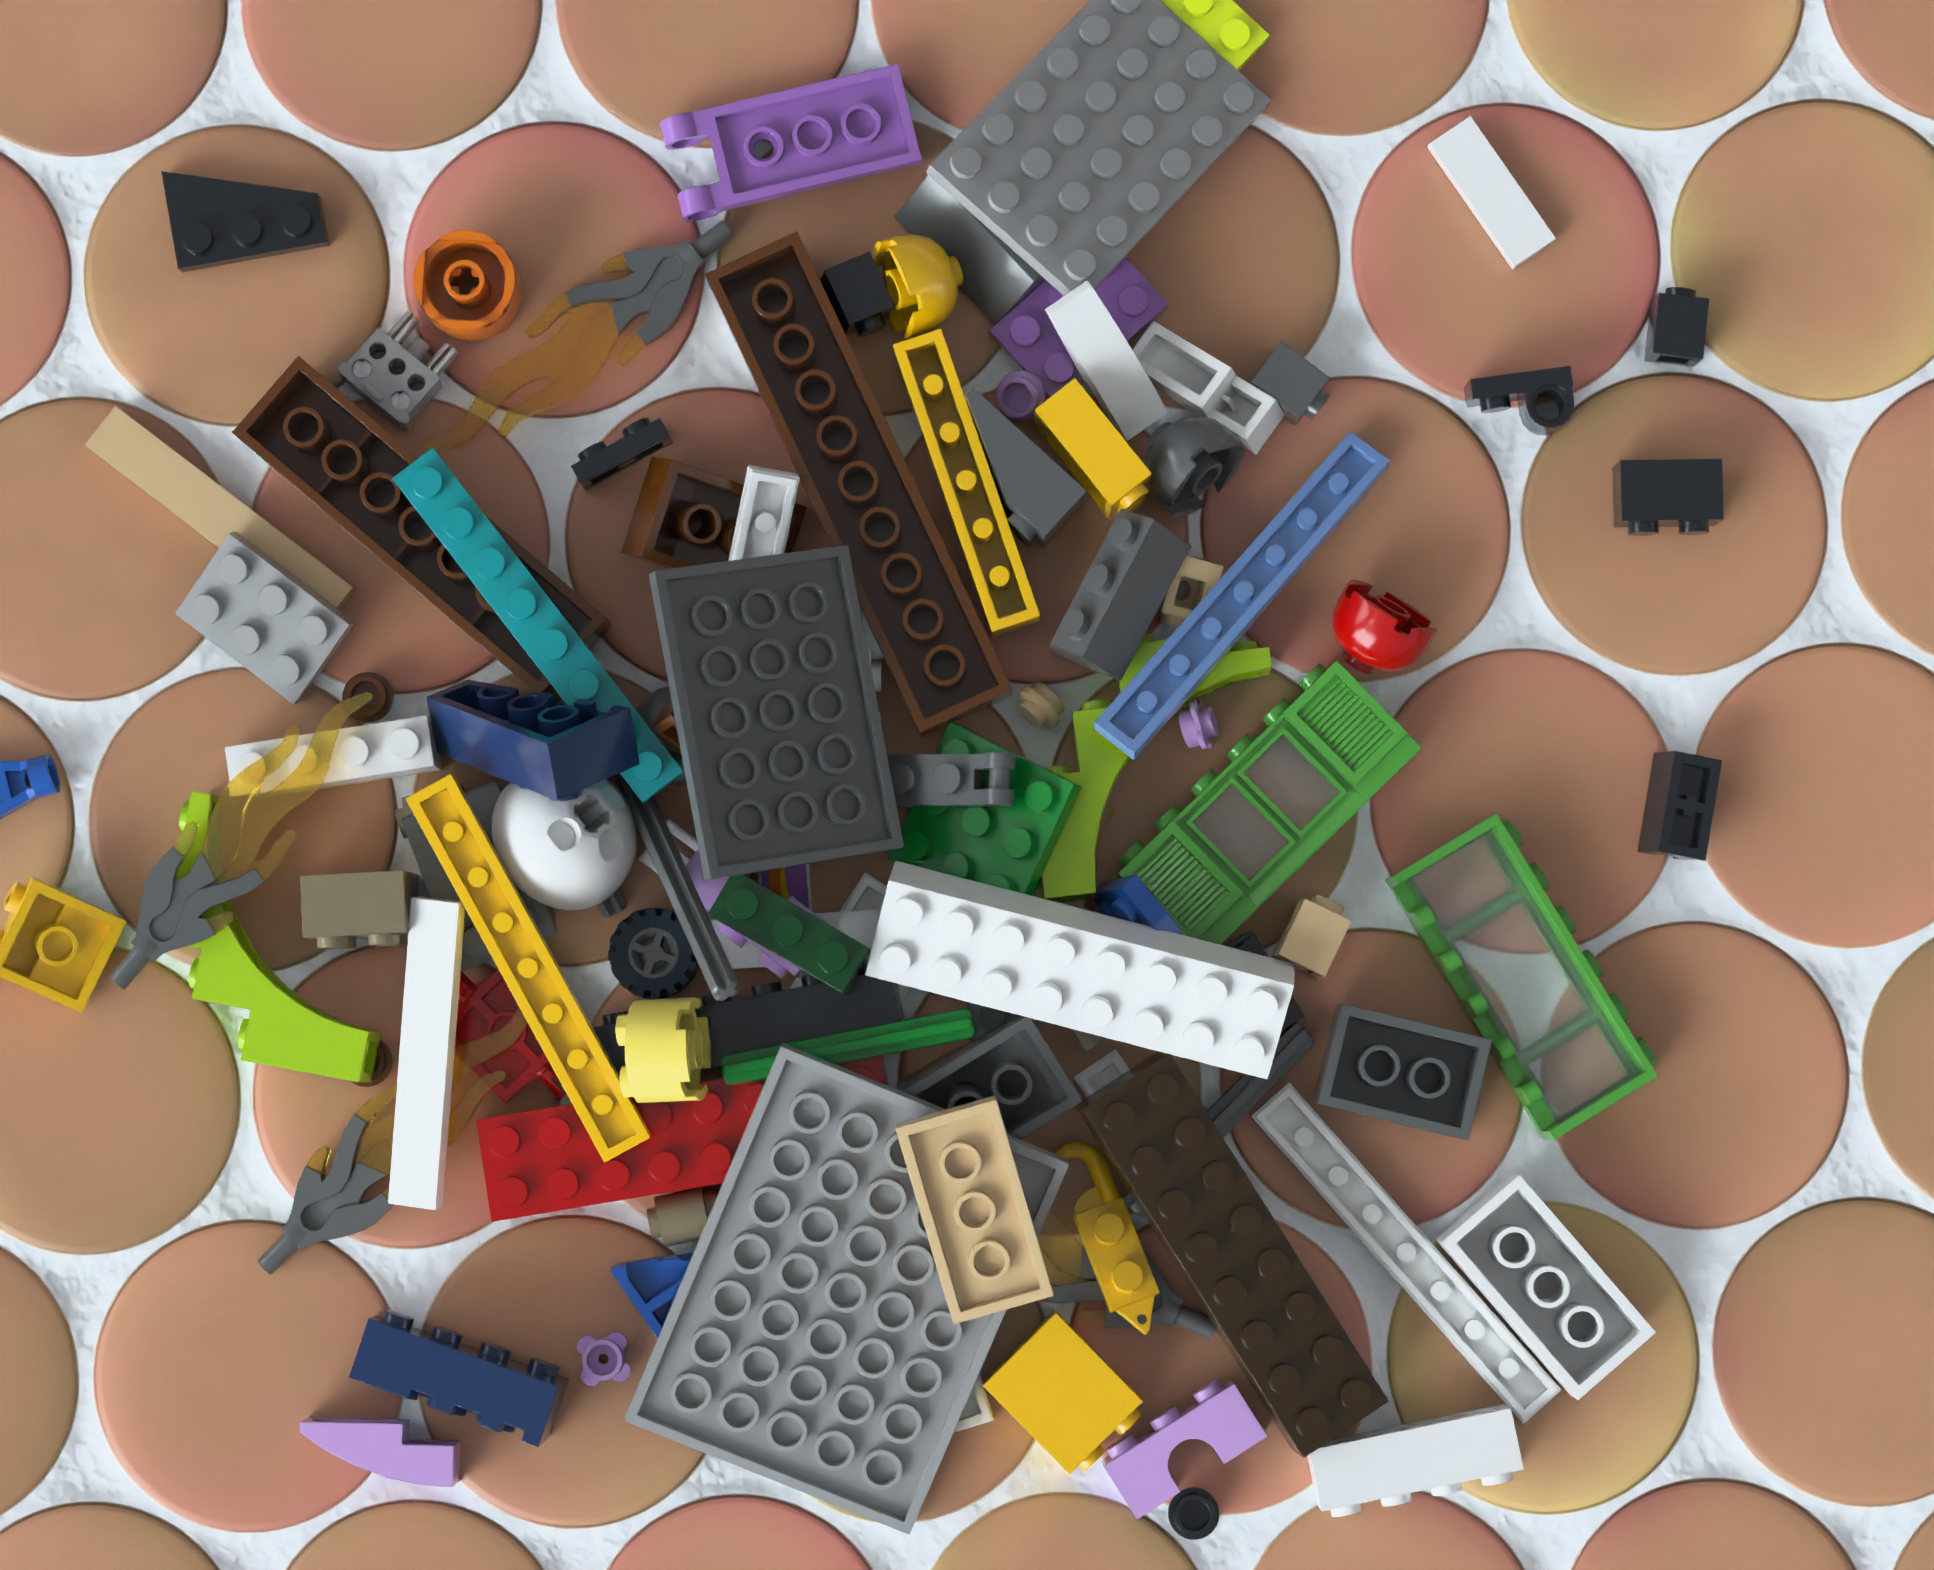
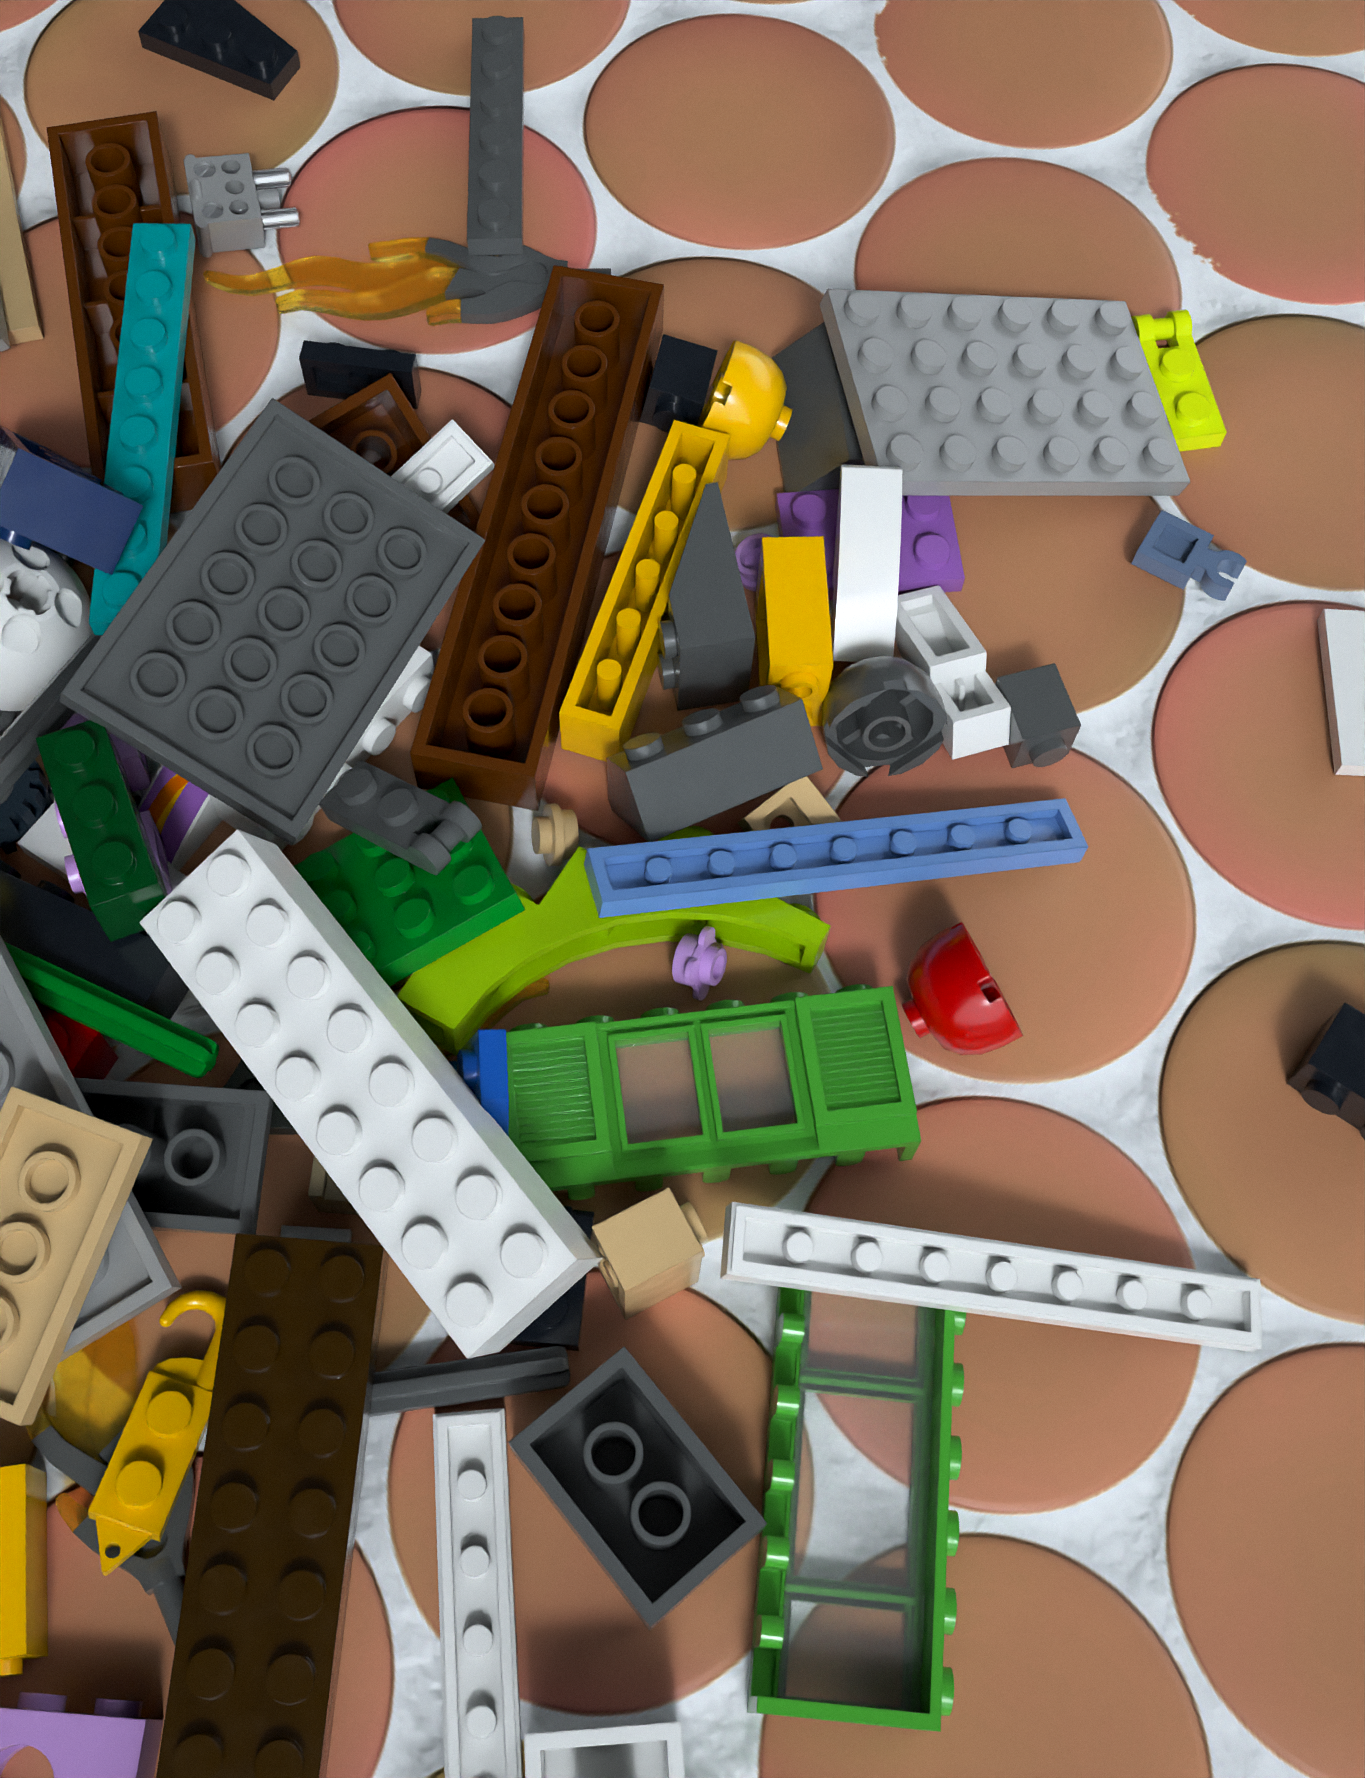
camera: 30 degrees right, 20 degrees down
(448, 265) = (349, 170): orange brick -> none
(537, 157) = (496, 137): none -> dark grey plate
(818, 136) = (743, 254): medium lavender hinge -> none
(1300, 169) = (1181, 552): none -> sand blue plate
(1497, 392) = (1280, 877): black plate -> none
(1521, 802) = (989, 1277): none -> white tile
(1679, 805) = (1178, 1424): black hinge -> none

